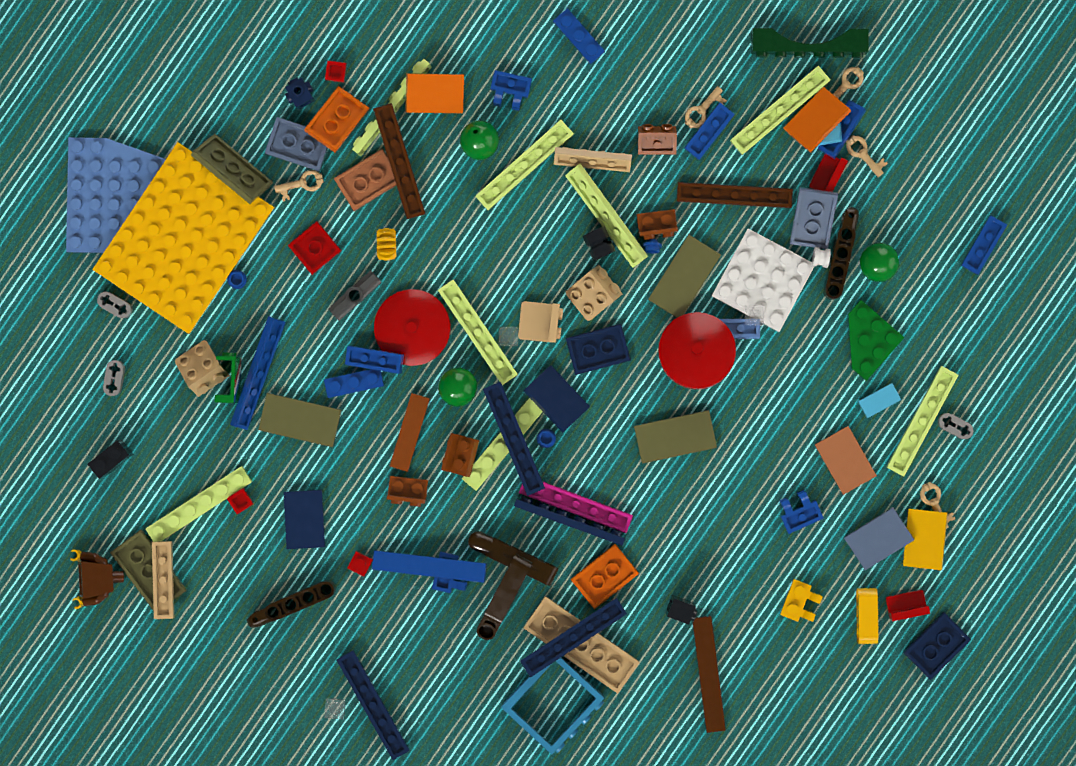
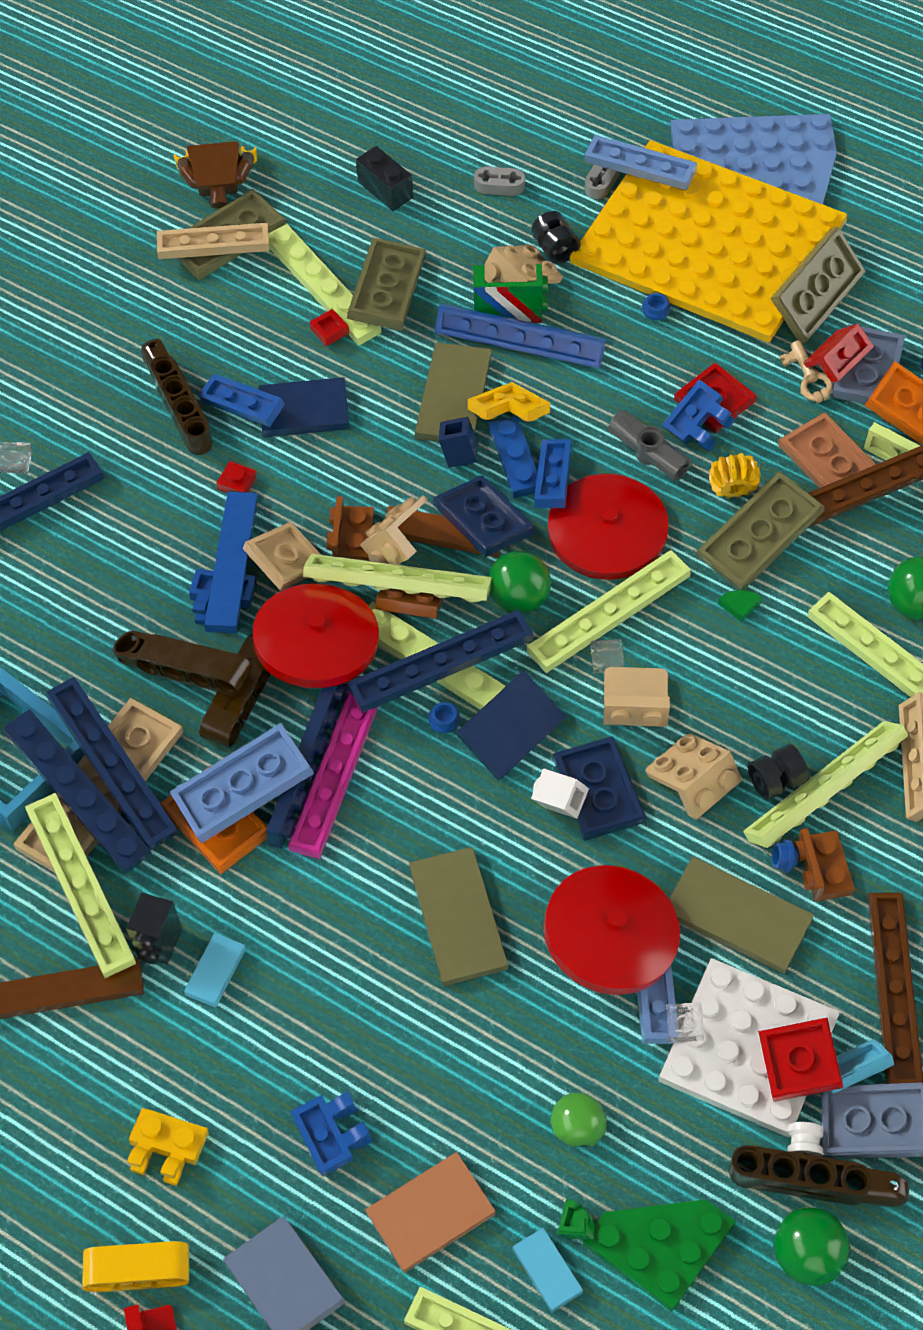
camera: 85 degrees right, 30 degrees down
(120, 279) = (640, 162): none -> medium blue plate
(181, 341) = (555, 236): none -> black wheel
(206, 460) = (386, 284): none -> olive tile
(291, 163) = (841, 352): none -> red panel
(301, 560) = (241, 400): none -> blue plate
(311, 384) = (509, 398): none -> yellow plate
(332, 265) = (693, 412): none -> blue plate
(347, 419) = (458, 442): none -> dark blue brick
(403, 406) = (483, 516): none -> dark blue tile
(417, 465) = (386, 541): none -> tan bracket
(426, 232) = (760, 531): none -> olive tile
(426, 532) = (281, 554): none -> tan tile
(454, 462) = (406, 578): none -> yellowish green plate
(475, 250) = (740, 603): none -> green tile
(491, 514) = (315, 635): none -> red dish
(589, 657) = (77, 791): none -> dark blue plate
(591, 560) = (241, 783): none -> medium blue plate
(606, 373) = (559, 793): none -> white brick
(649, 653) = (80, 885): none -> yellowish green plate
(700, 575) = (214, 970): none -> medium azure tile
(779, 254) = (800, 1059): none -> red tile
(780, 225) = (863, 1062): none -> medium azure tile
(800, 377) = (578, 1120): none -> bright green hair
(856, 383) = (576, 1222): none -> green tile

